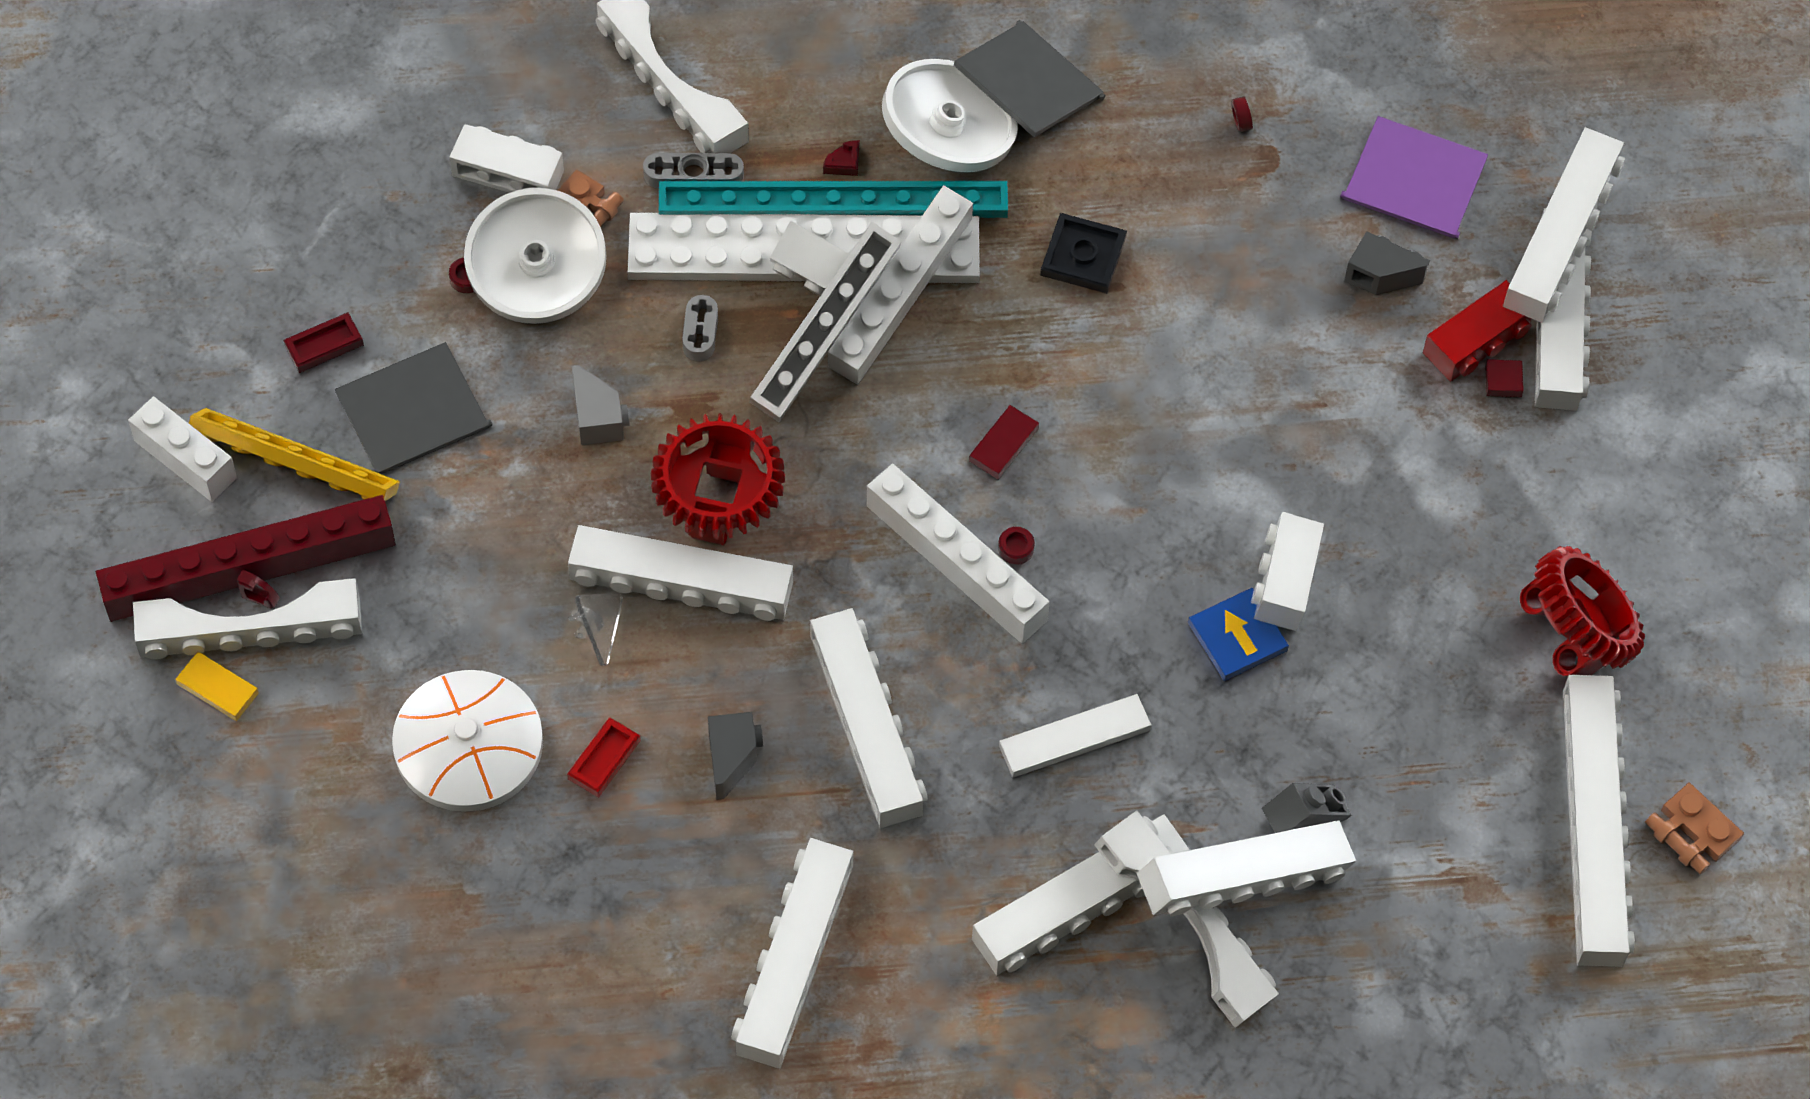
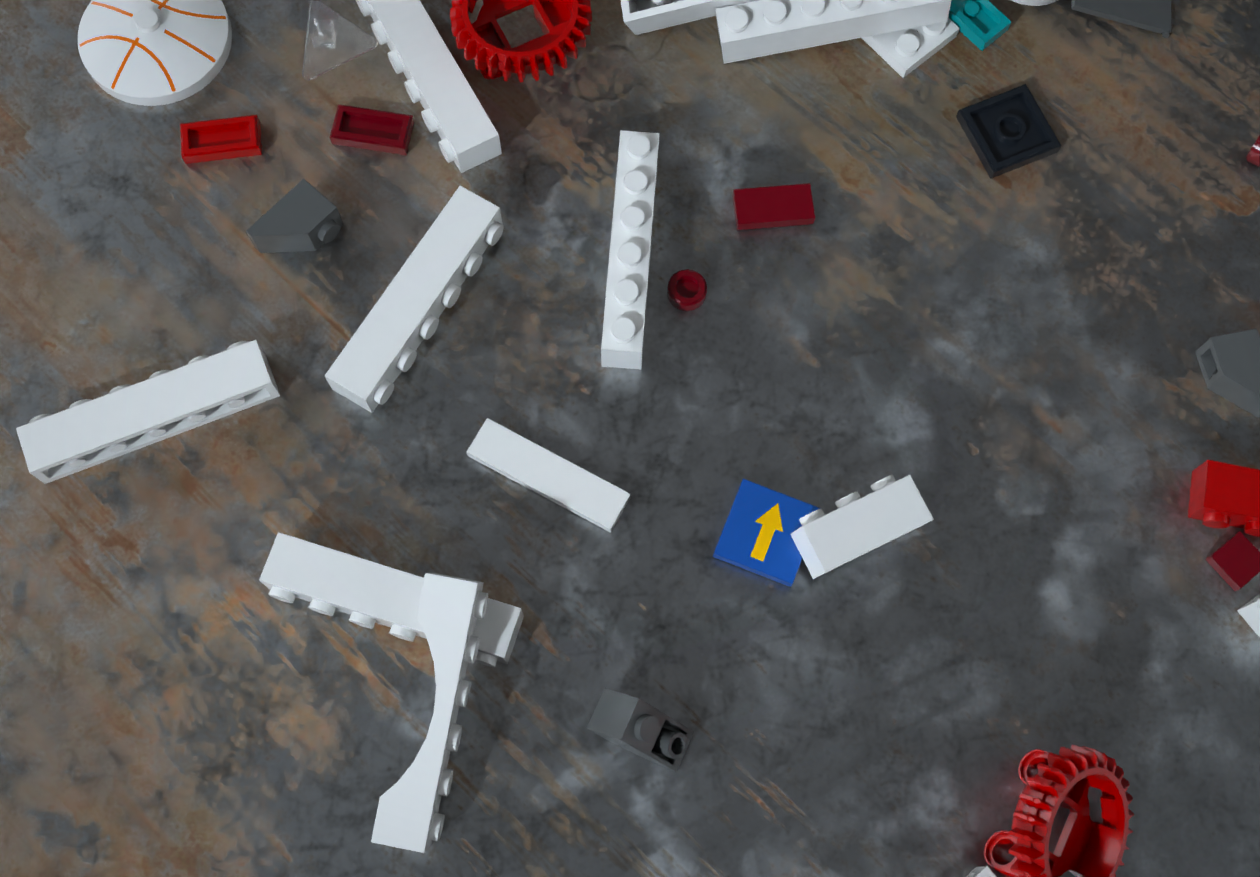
camera: 50 degrees right, 10 degrees up
(693, 651) = (372, 129): none -> dark red tile
(1246, 868) = (512, 725): white brick -> none

